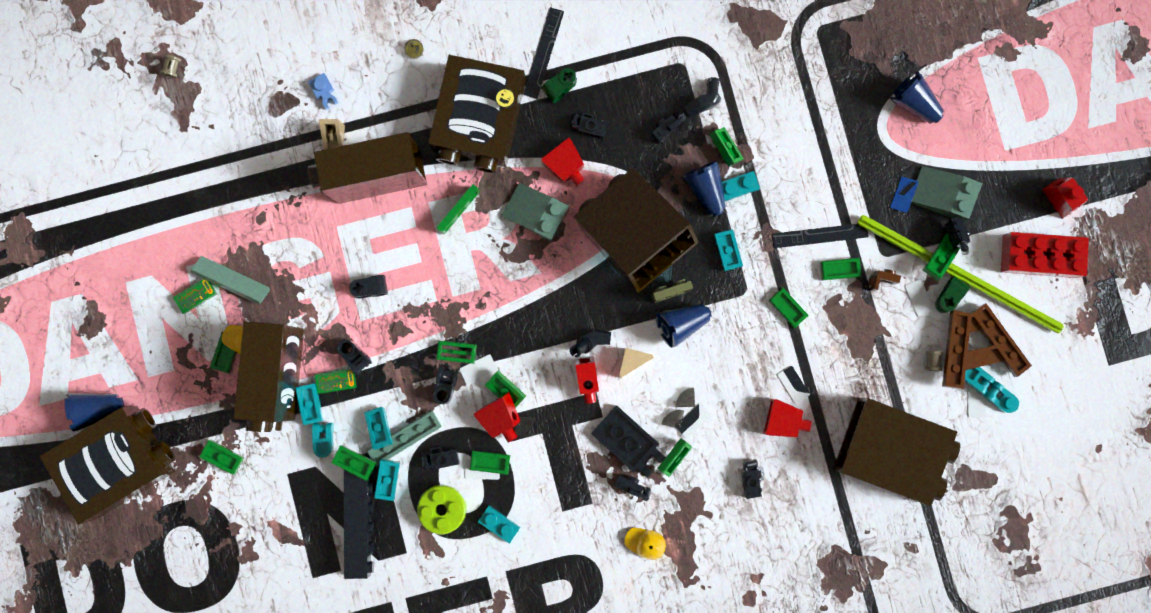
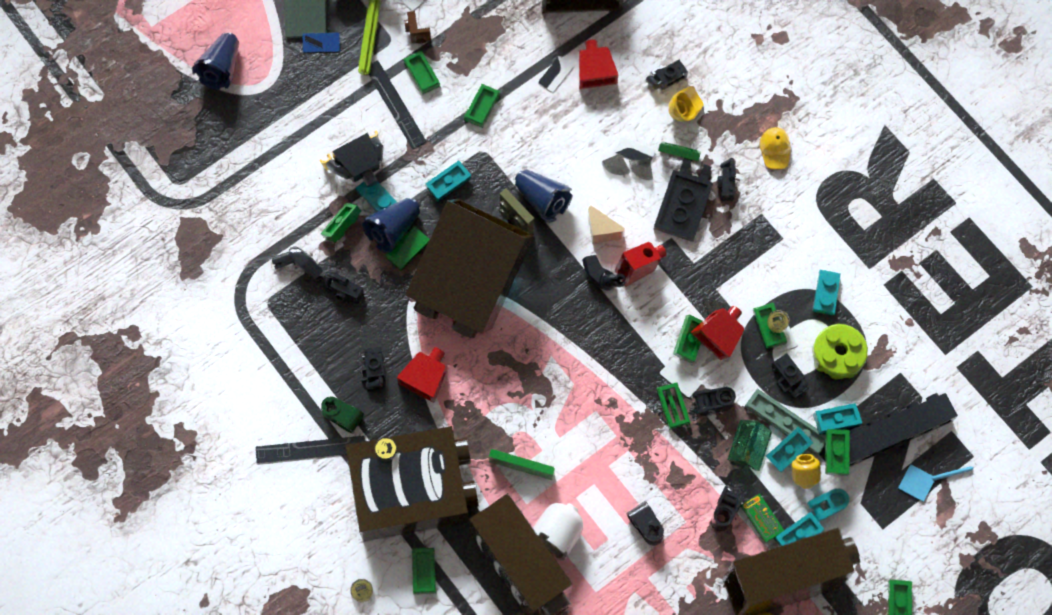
camera: 120 degrees left, 15 degrees down
(310, 521) = (918, 483): none -> medium azure piece
(354, 432) = (806, 471): none -> yellow head
(391, 213) = (559, 529): none -> white cylinder
(397, 398) = (750, 444): none -> clear green panel
(408, 101) = (423, 571): none -> green tile
(488, 470) = (778, 321): none -> clear smoke tile
(536, 212) = (490, 383): sand green slope -> none
(681, 194) = (408, 248): none -> green tile
(715, 482) = (685, 105): none -> yellow cap
(776, 180) = (357, 159): none -> black torso

